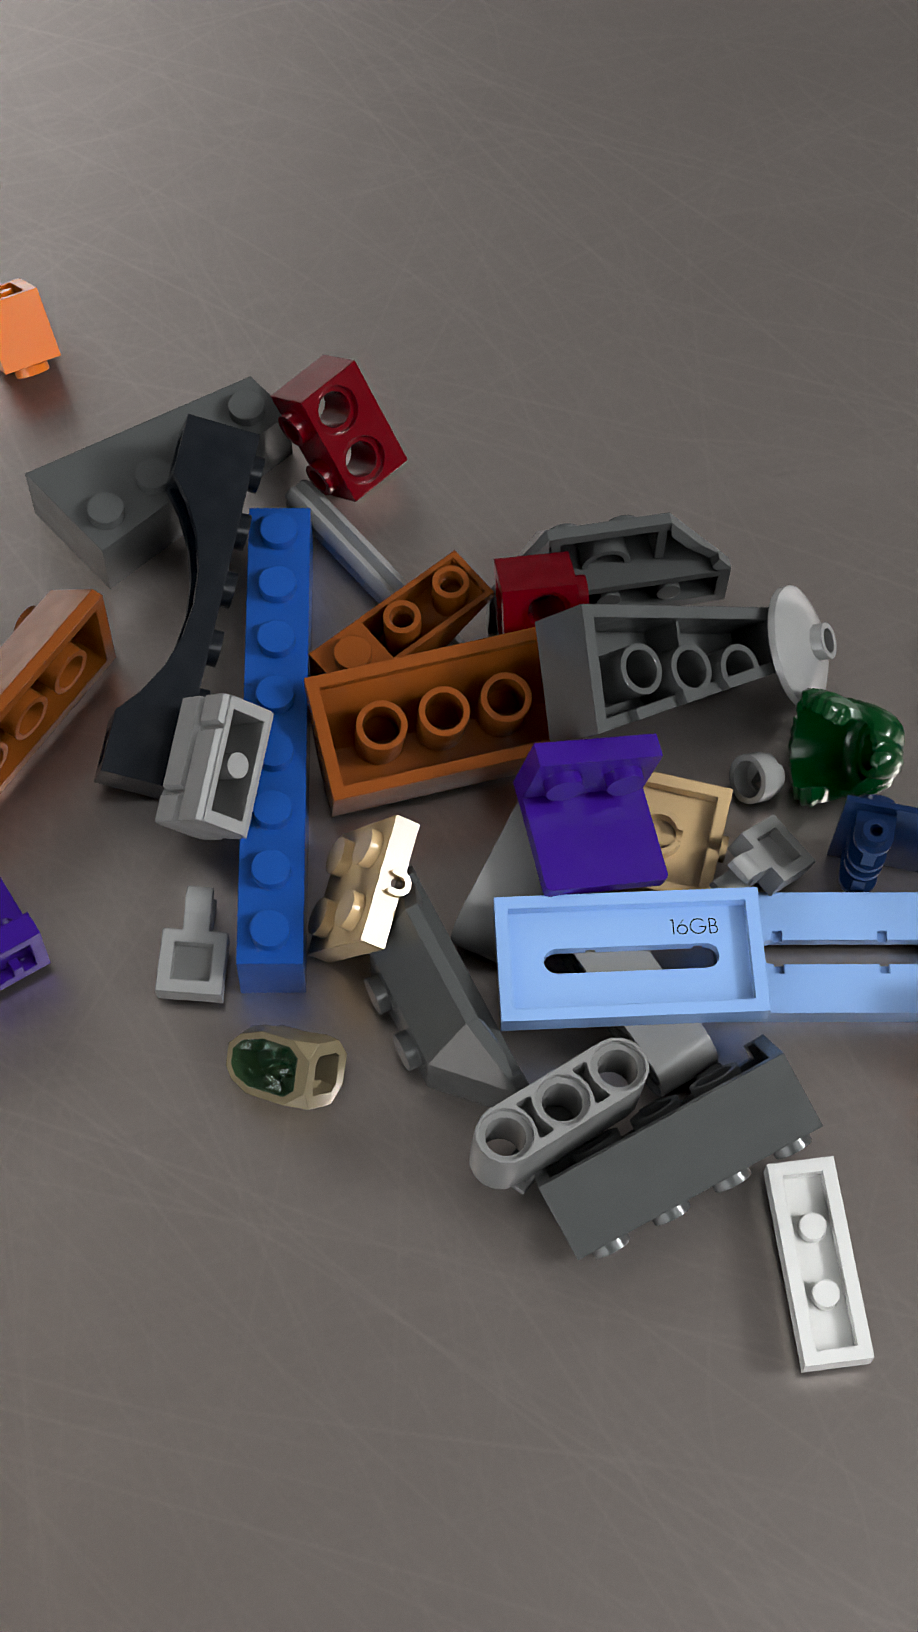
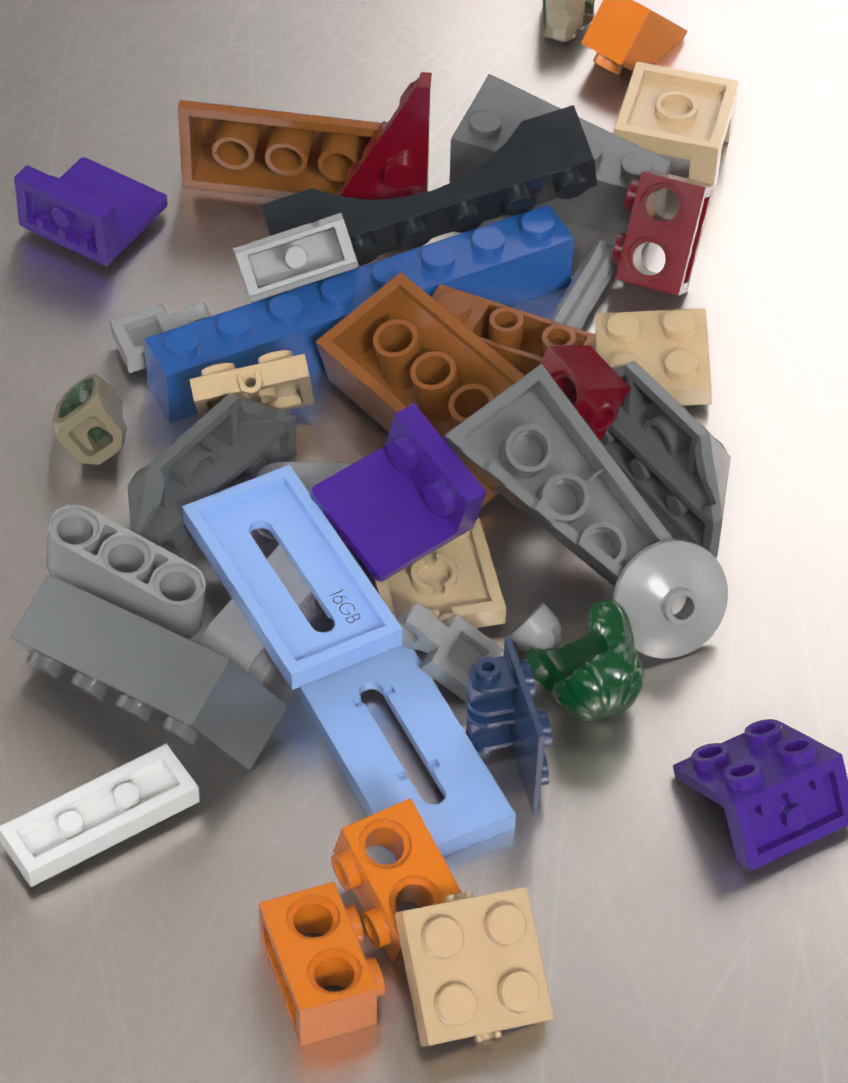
camera: 65 degrees right, 15 degrees down
(124, 623) = (398, 153): none -> dark red wing
(173, 342) = (679, 116): none -> tan panel
(462, 510) = (665, 344): none -> tan plate

